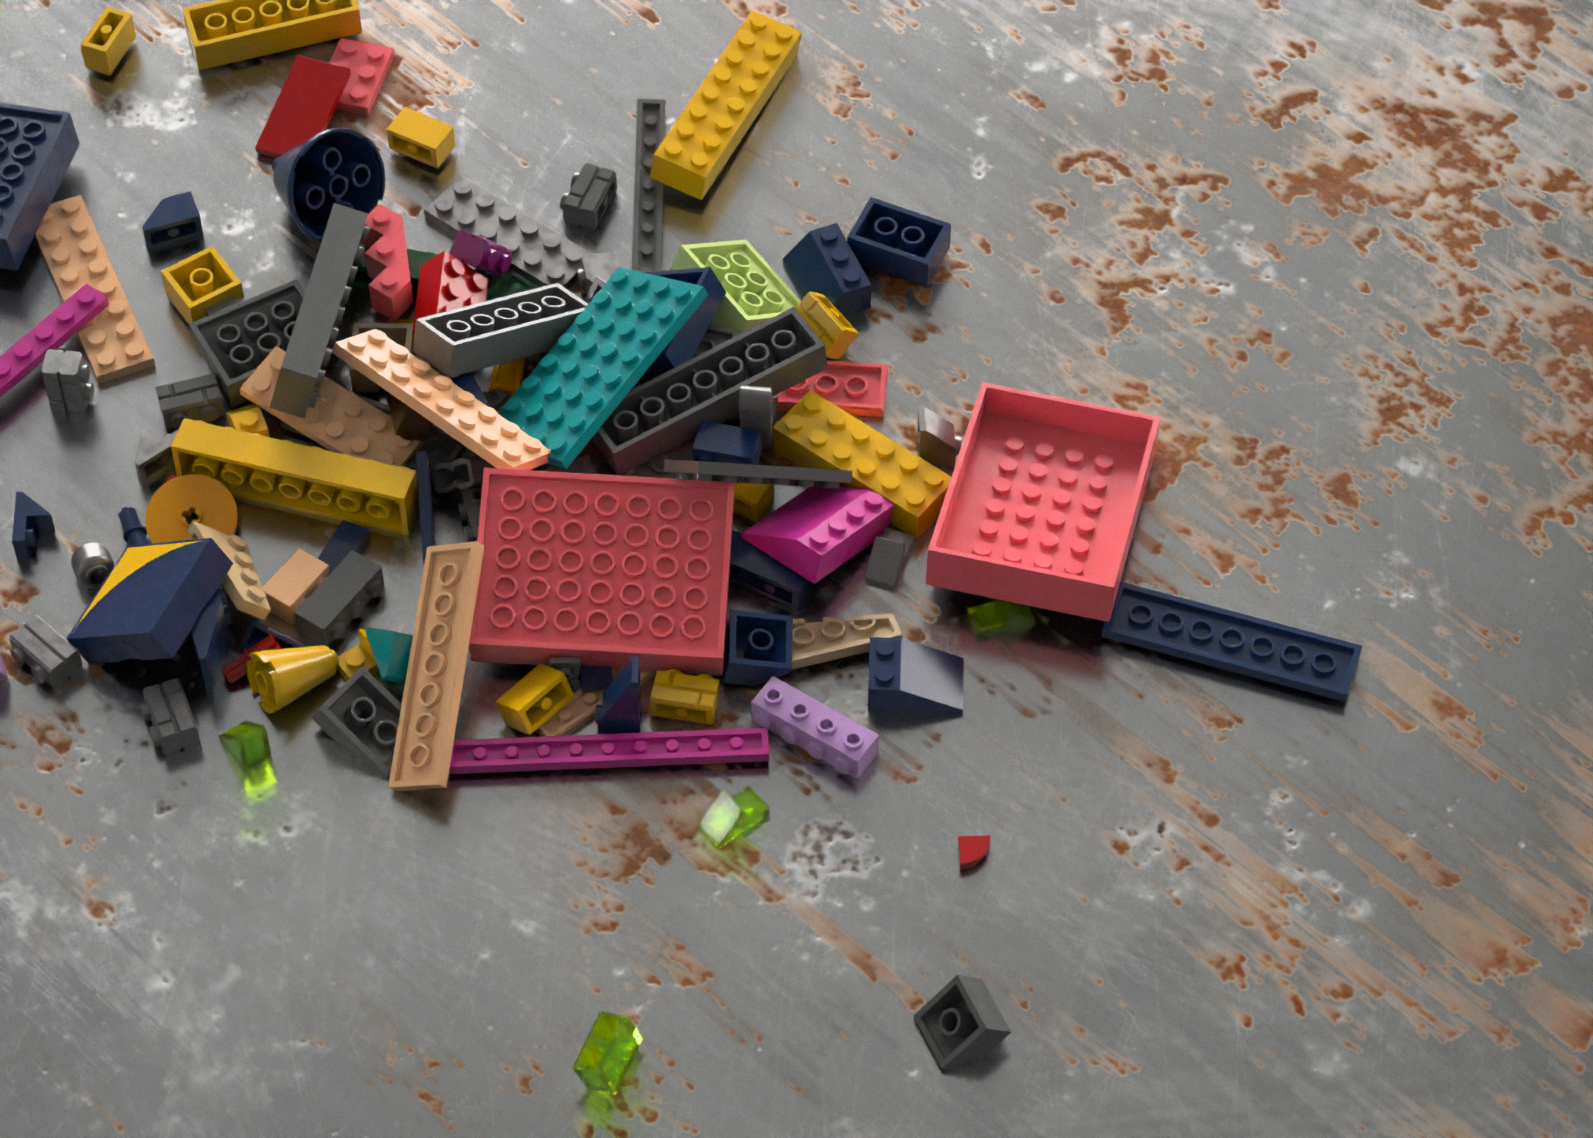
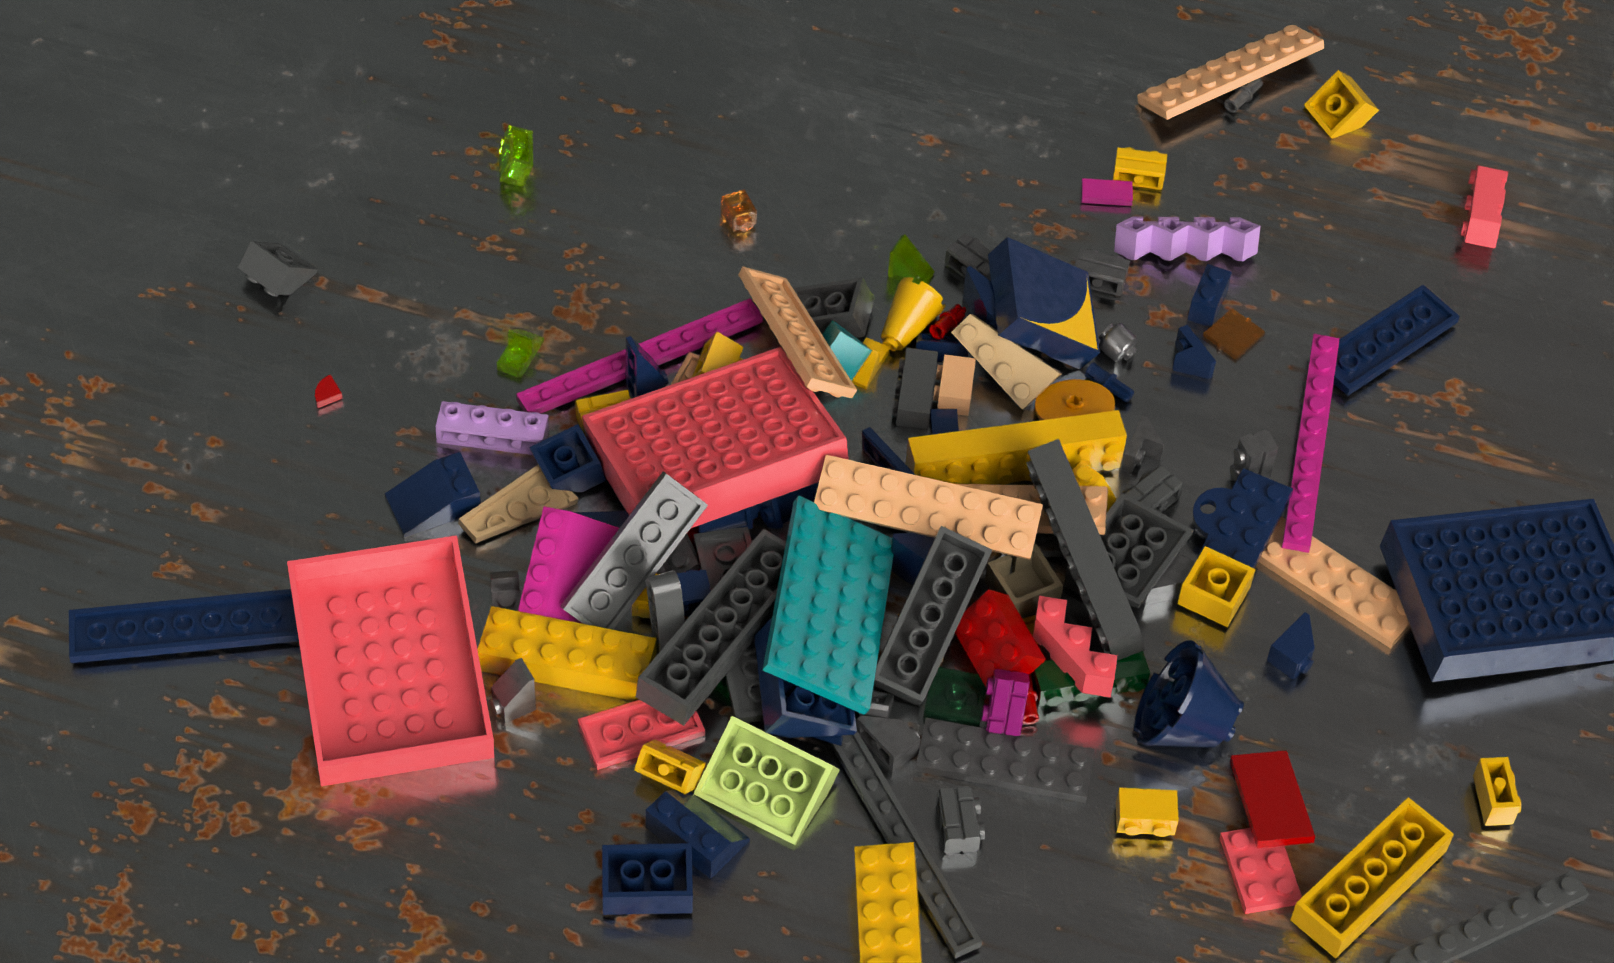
camera: 150 degrees right, 0 degrees up
(130, 334) = (1242, 516): none -> dark blue plate
(389, 883) = (741, 216): none -> clear orange brick

